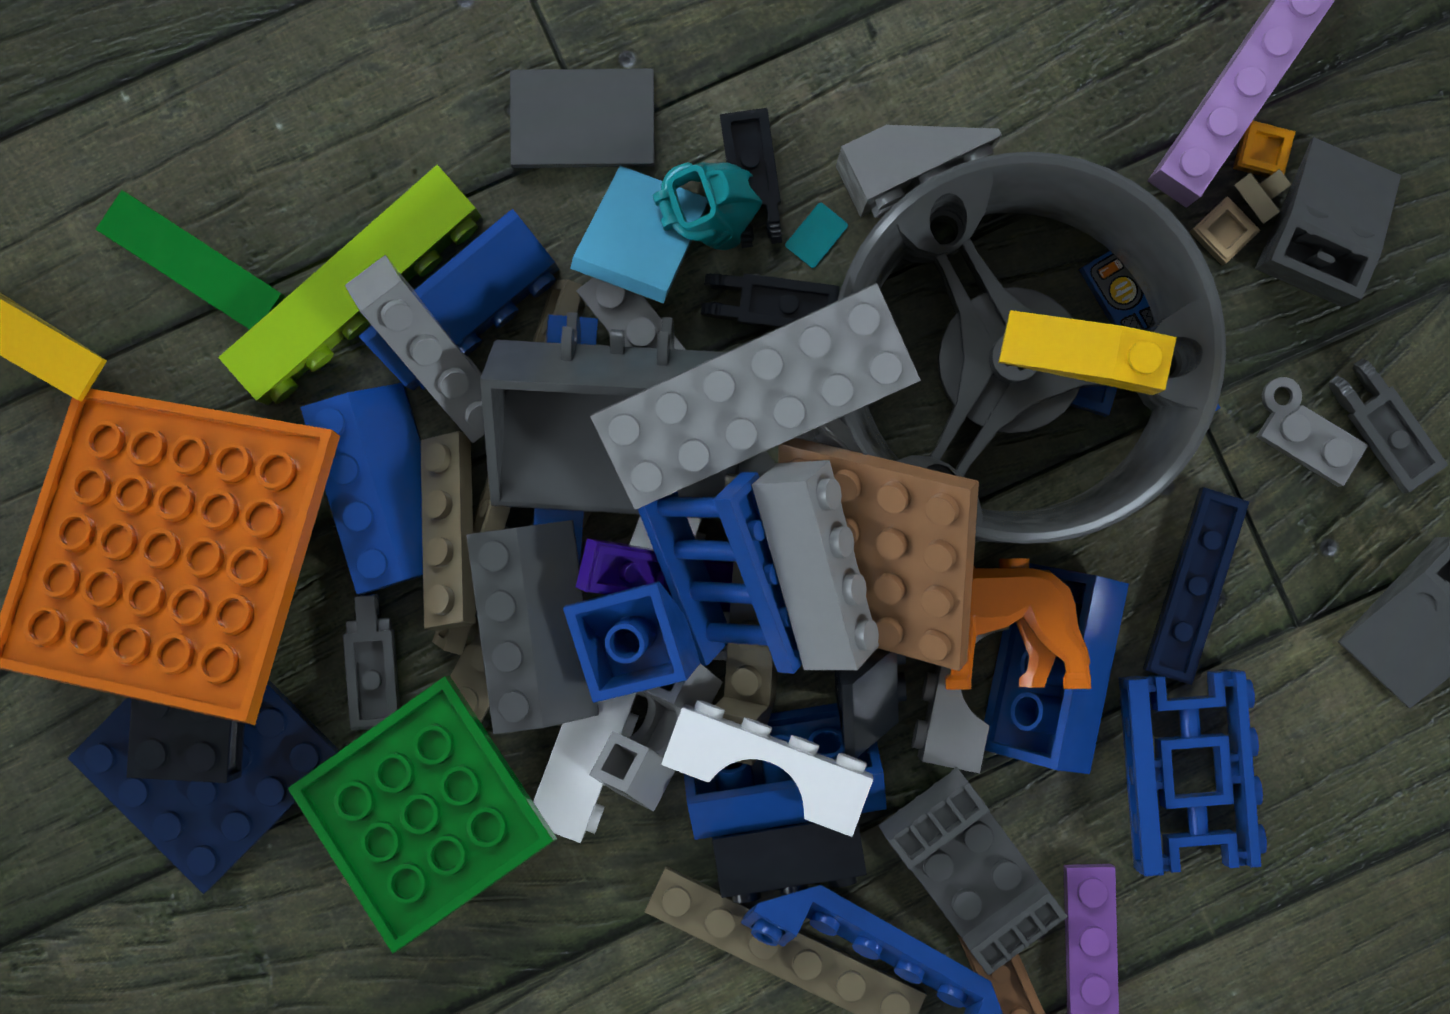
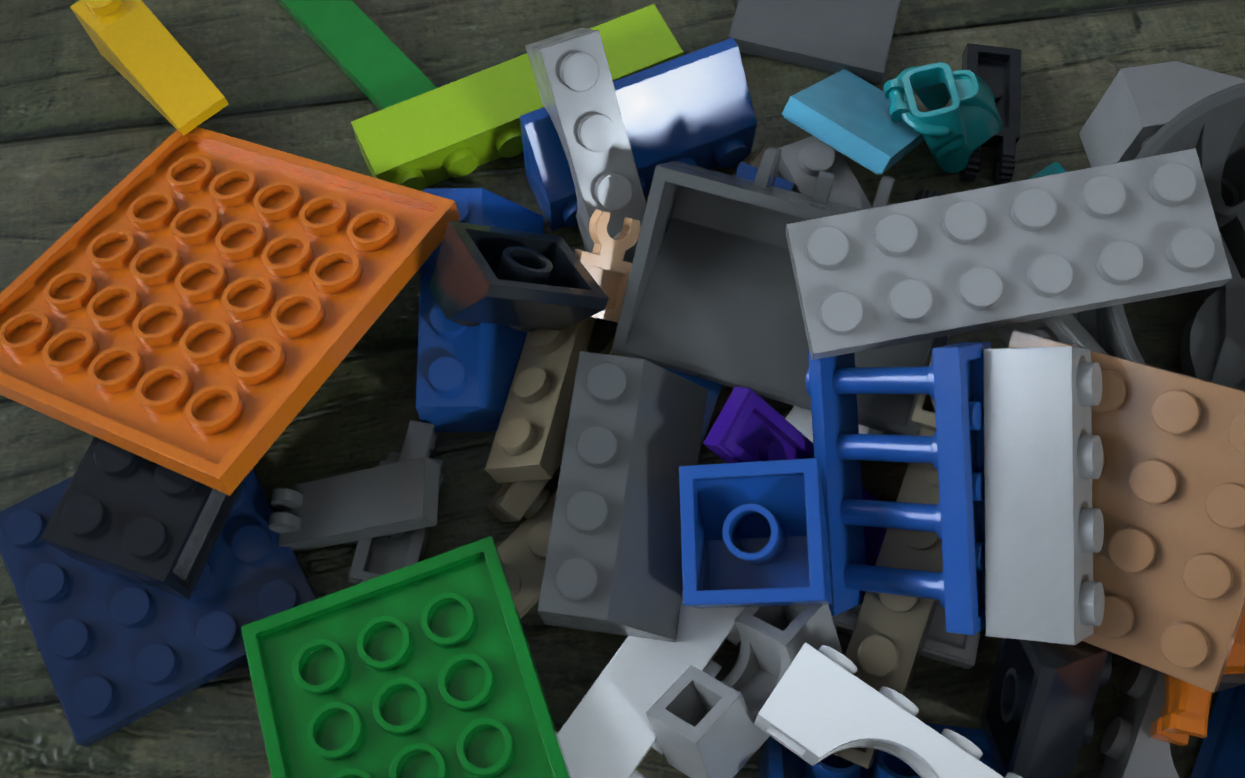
camera: 10 degrees right, 20 degrees down
(338, 676) = (357, 505): none -> dark grey hinge
(398, 484) = (512, 279): none -> black slope
(464, 451) = (607, 261): none -> light nougat plate

